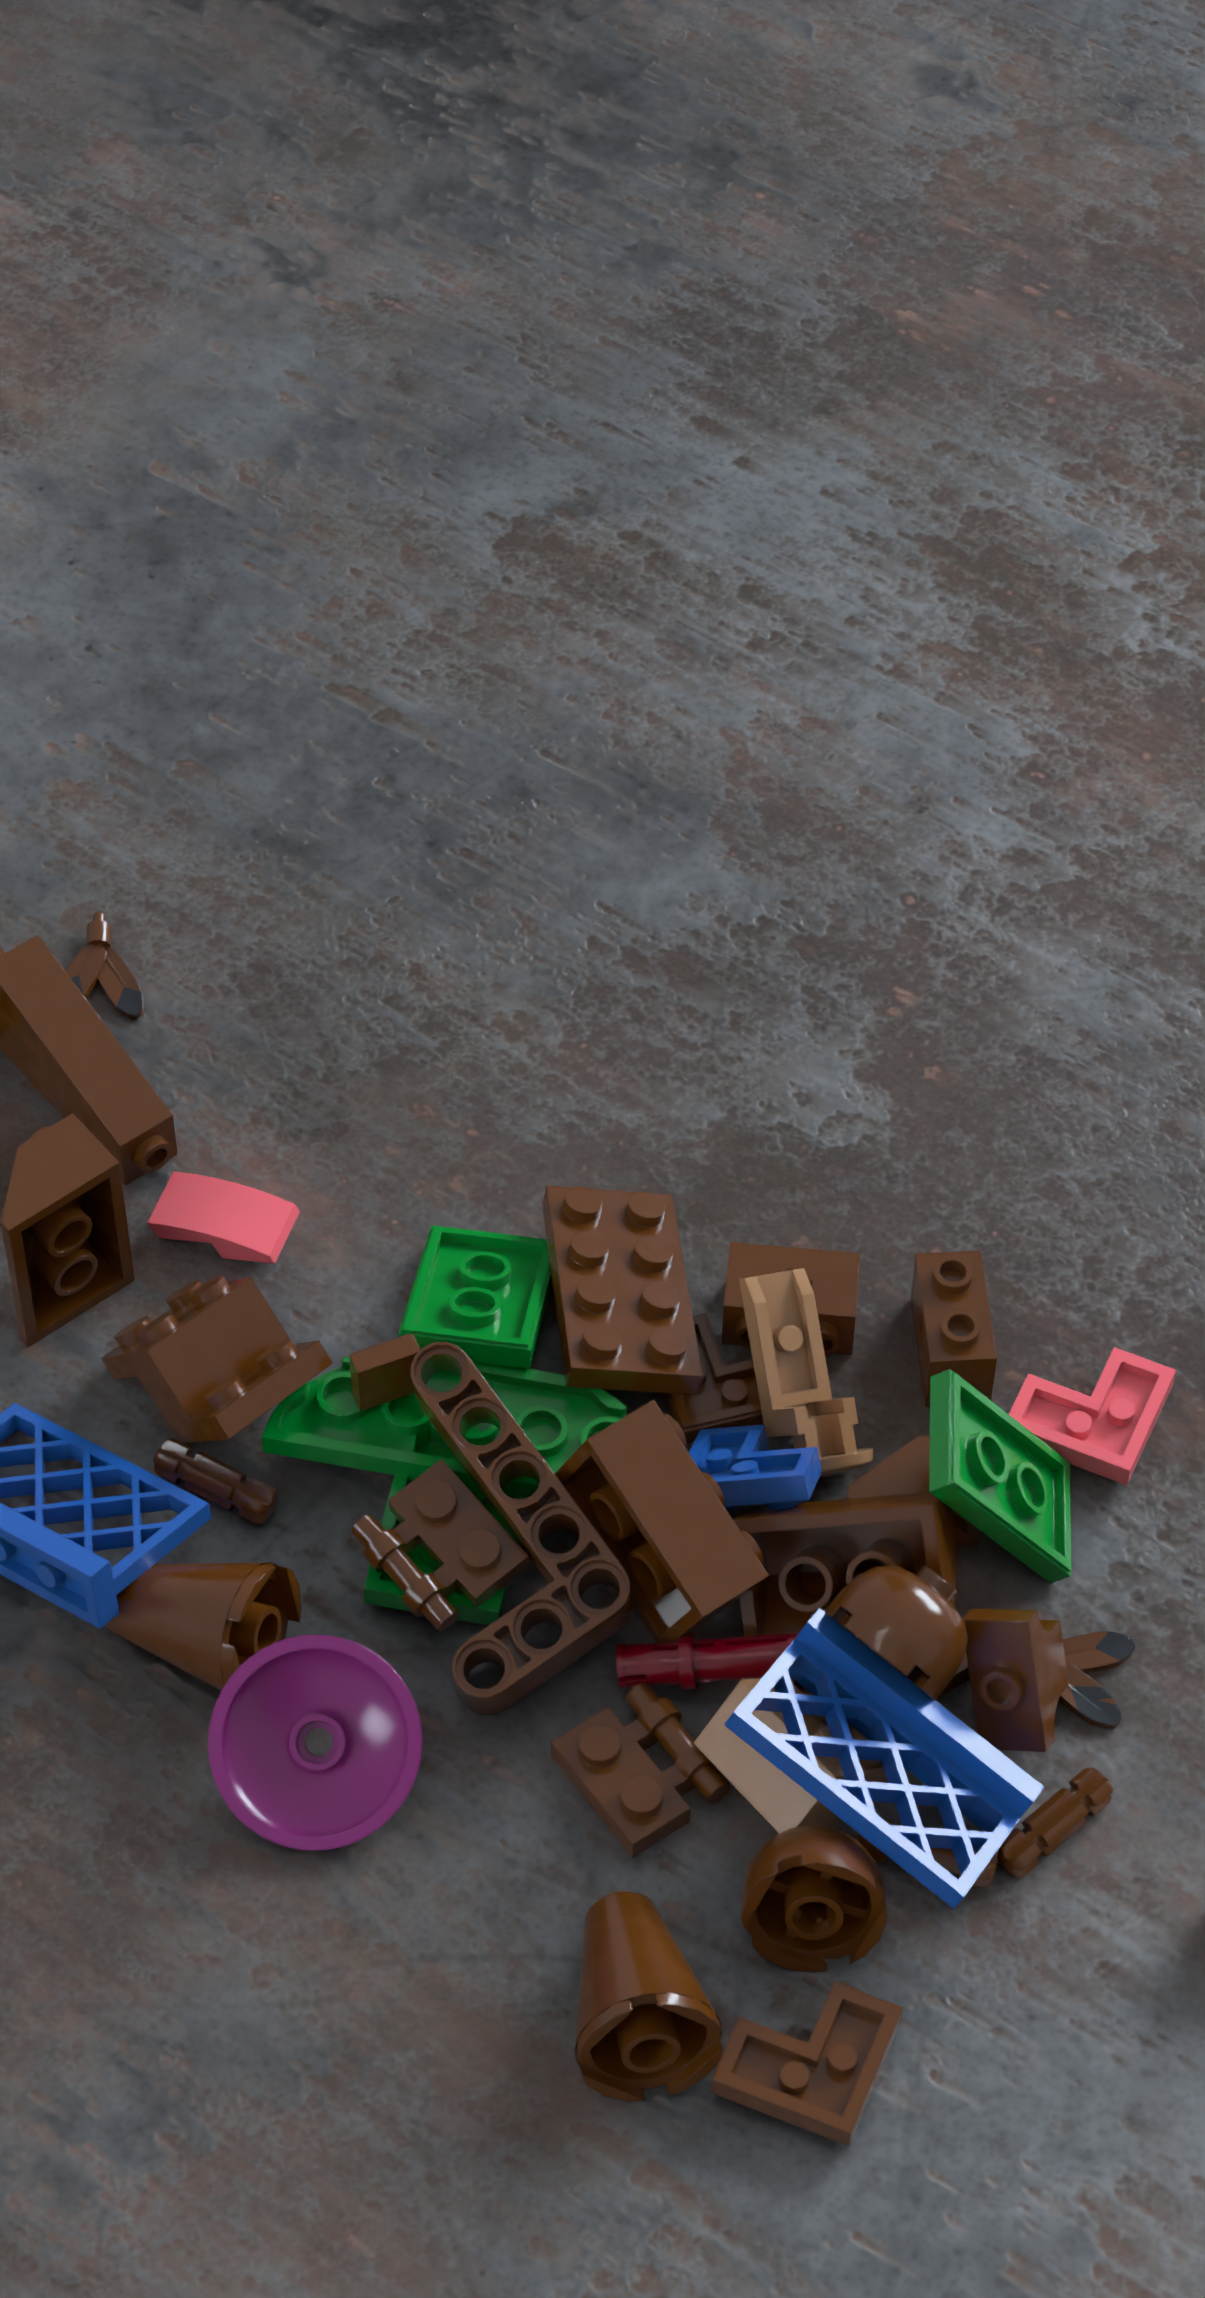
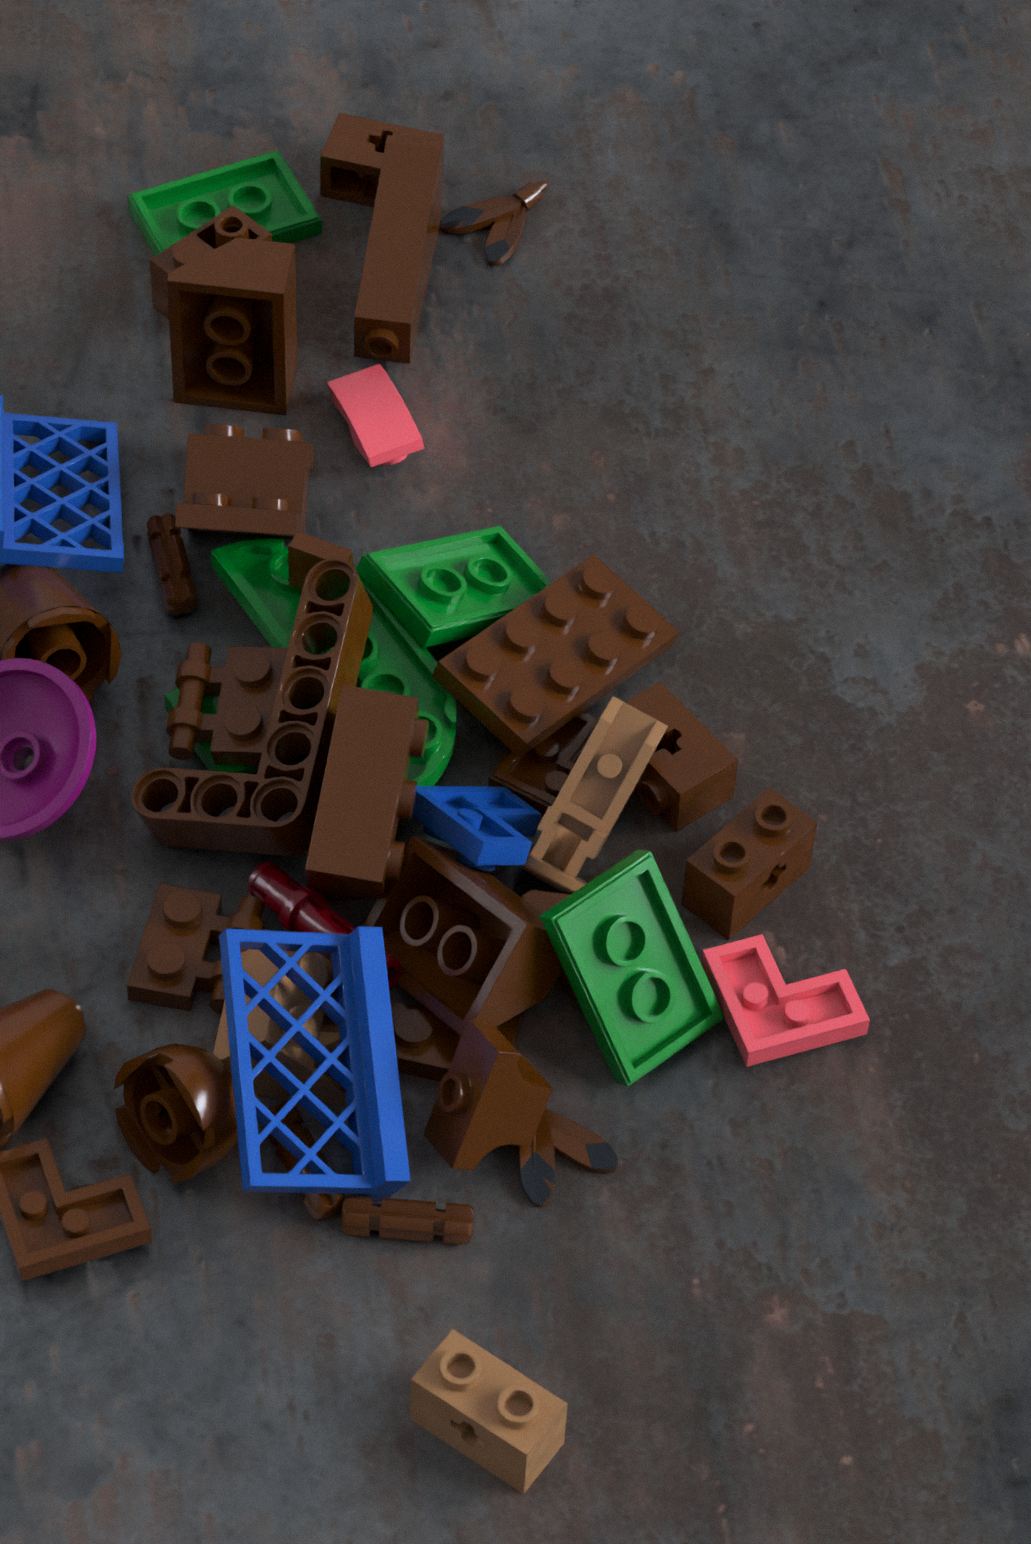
camera: 45 degrees right, 0 degrees up
(906, 1622) = (424, 987): reddish brown cylinder -> none

